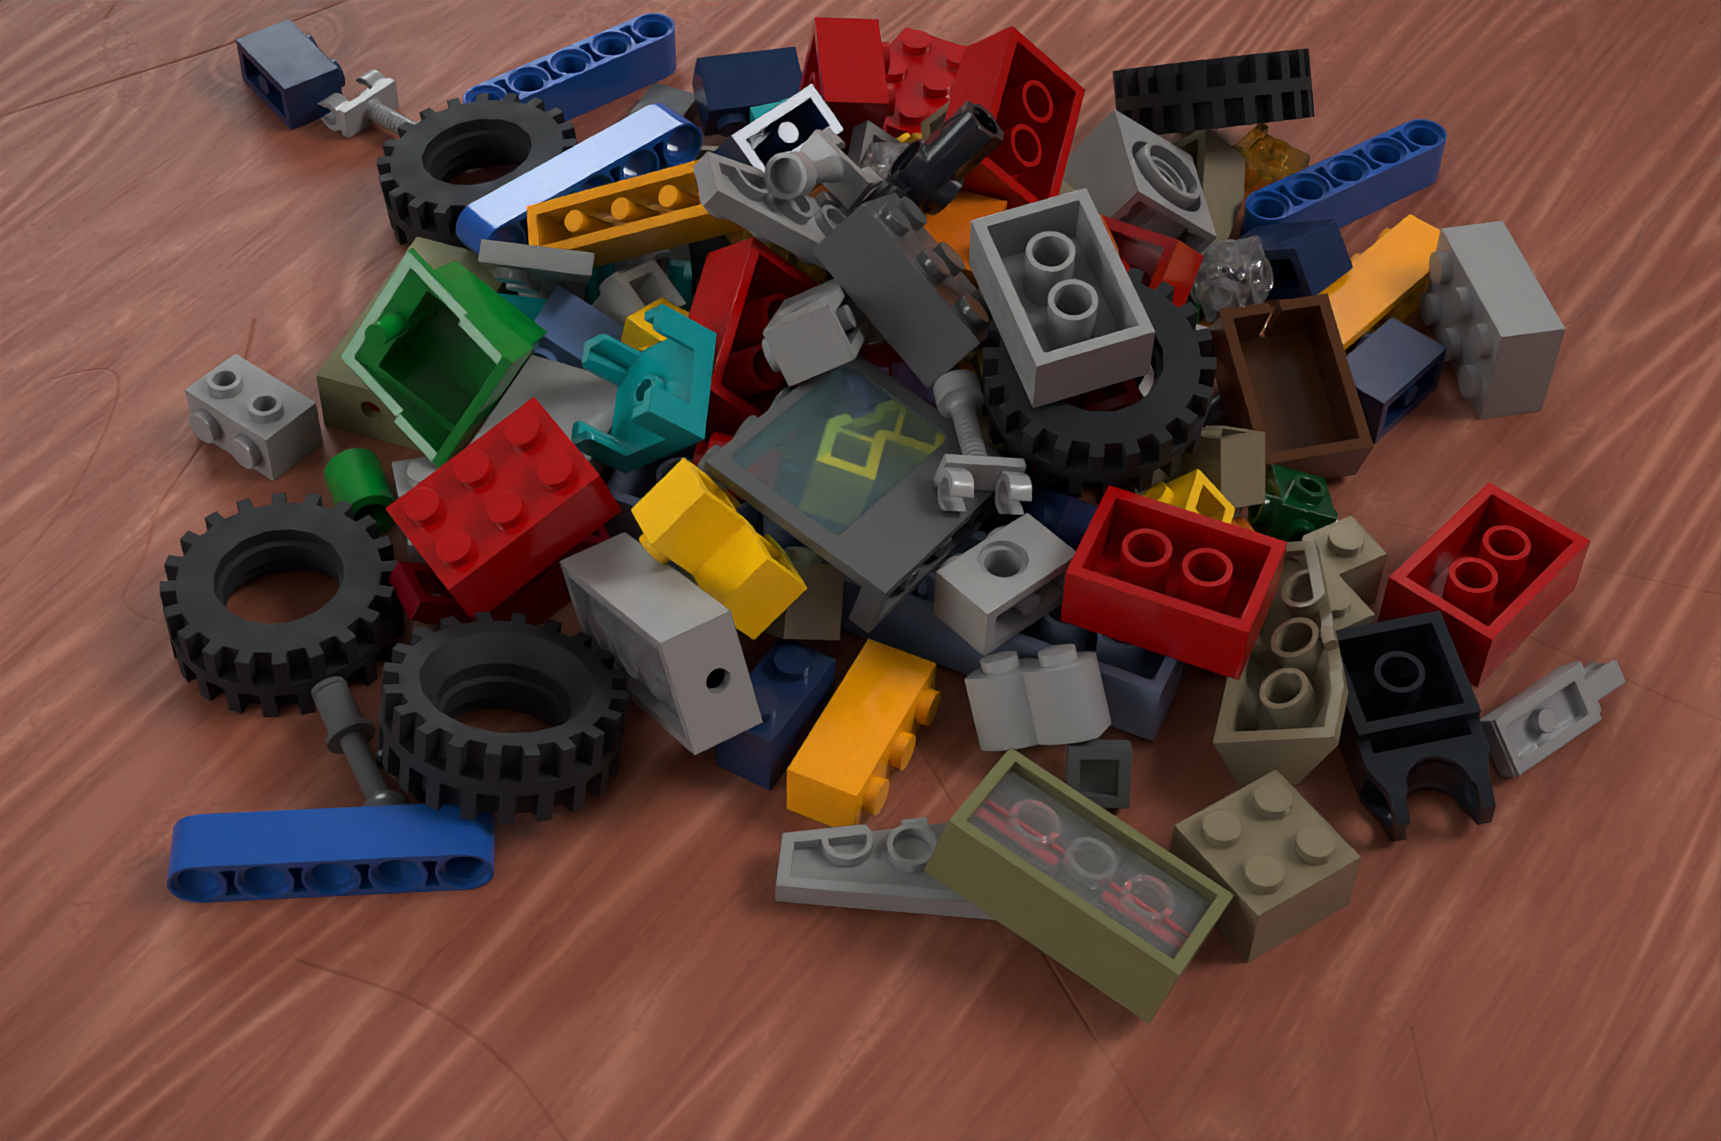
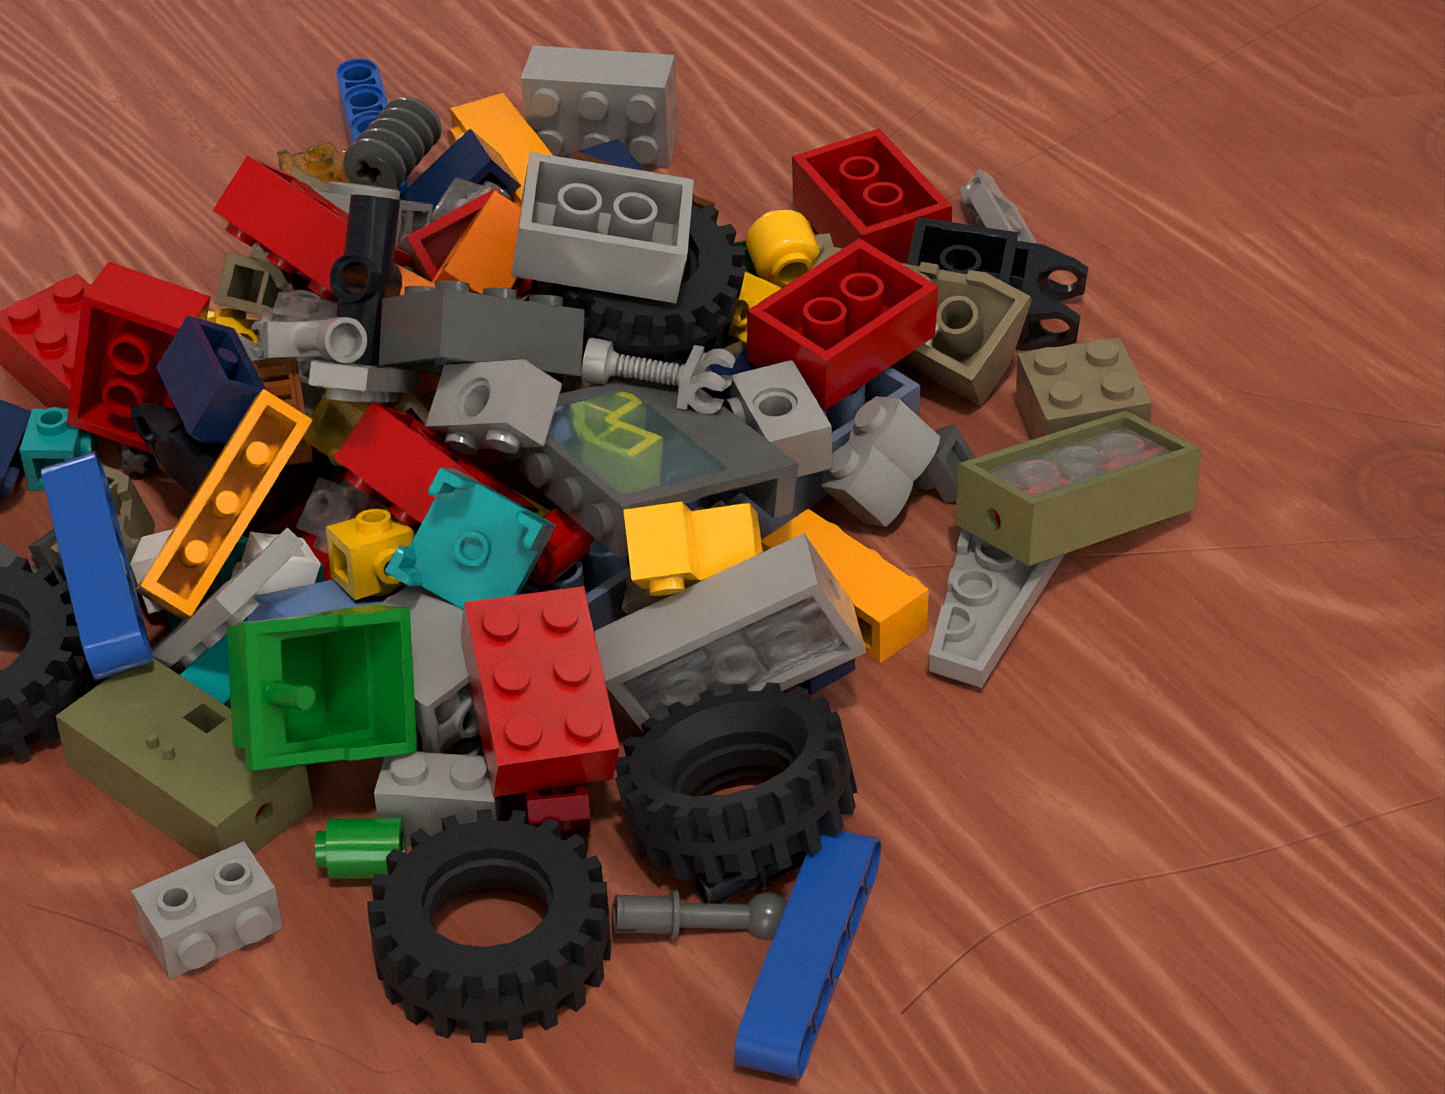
camera: 65 degrees left, 5 degrees down
(1217, 92) = (274, 119): black tyre -> none
(1288, 180) = (393, 144): none -> dark grey piece
(1300, 505) = (782, 246): none -> yellow head

